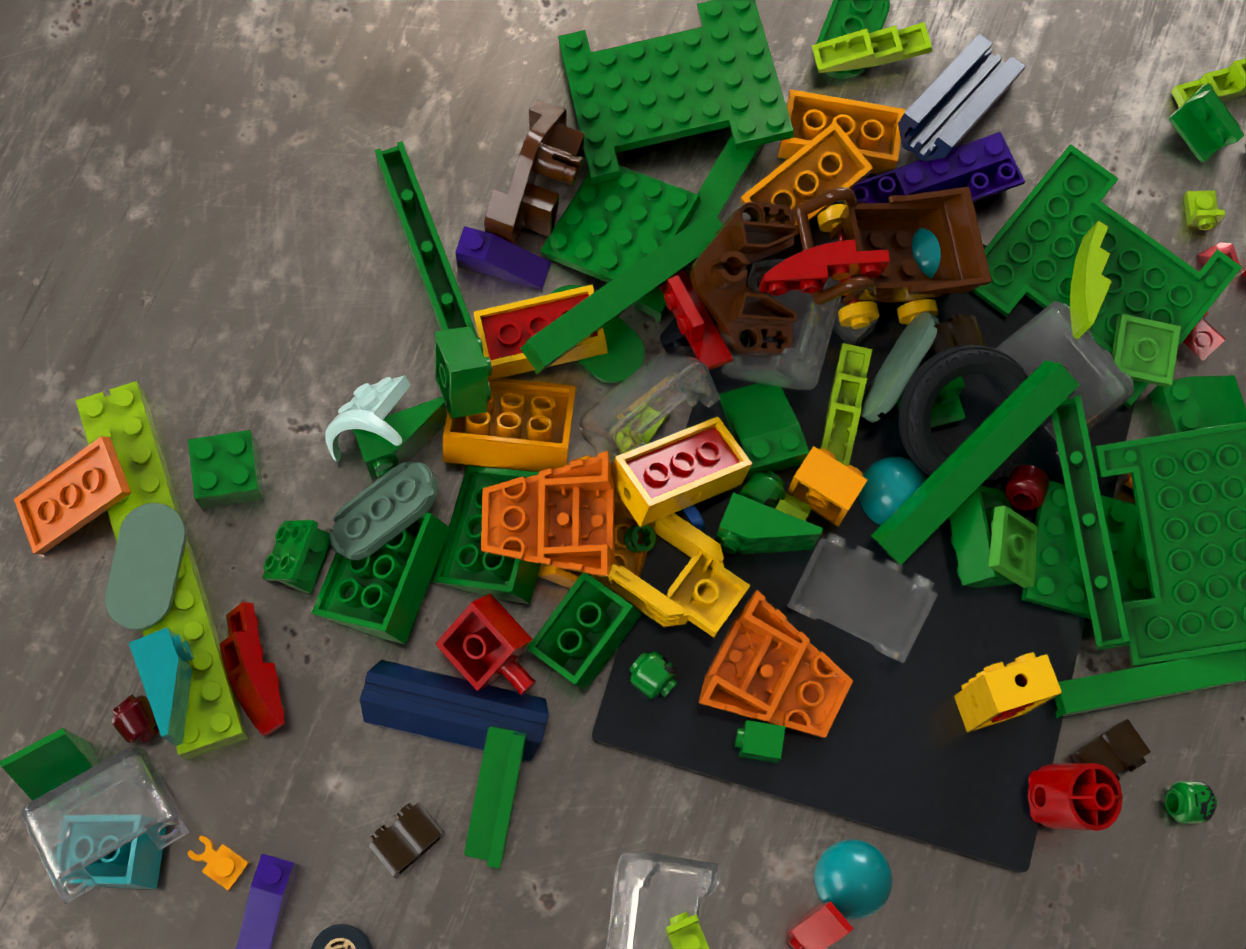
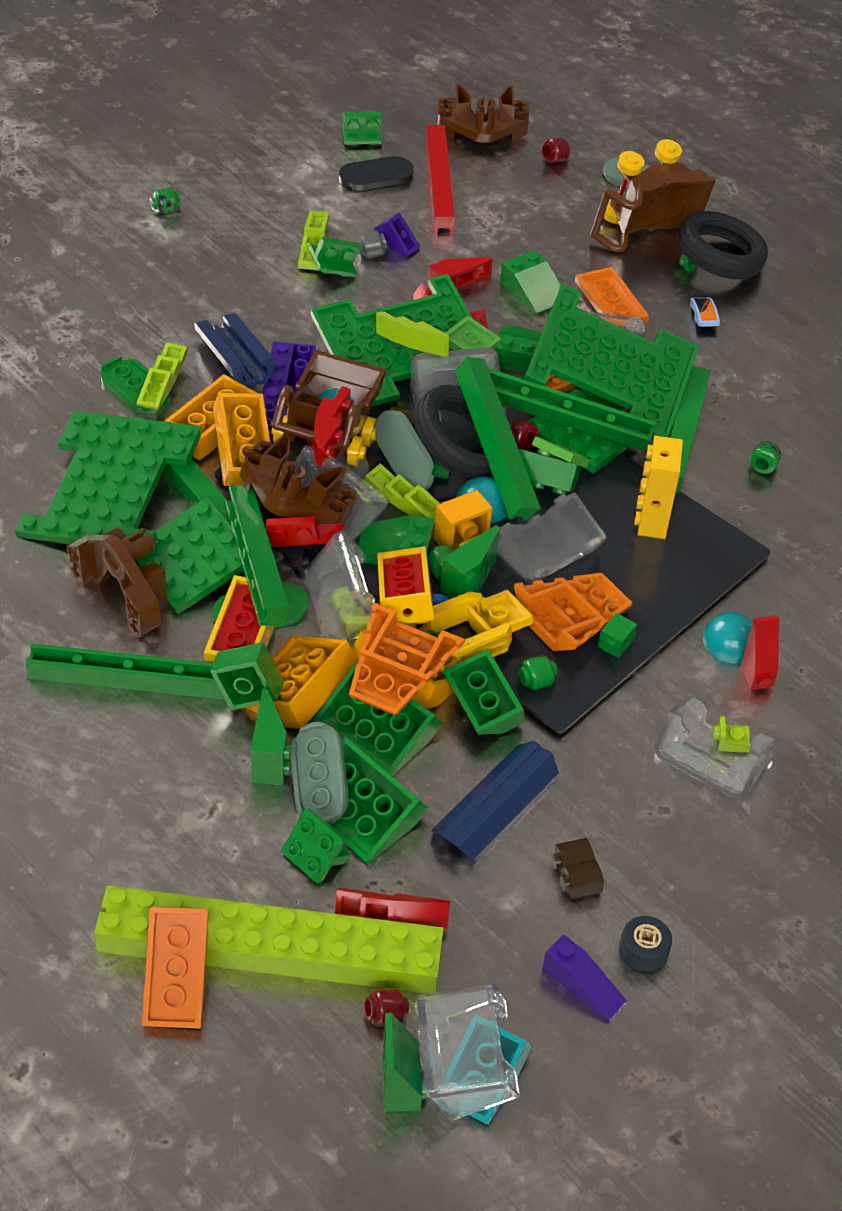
camera: 60 degrees left, 25 degrees down
(145, 566) = (273, 931): sand green tile -> none
(166, 677) = (385, 941): teal slope -> none
(223, 865) = (533, 998): light orange plate -> none
(225, 469) = (217, 864): green brick -> none
(367, 412) = (234, 744): light aqua piece -> none
(487, 644) = (463, 752): red brick -> none
(495, 795) = (577, 795): green panel -> none
(500, 259) = (164, 633): dark purple slope -> none
(1074, 796) = (738, 496): red cylinder -> none
(1116, 749) = (716, 479): dark brown brick -> none
(1202, 210) = (388, 289): lime bracket -> none

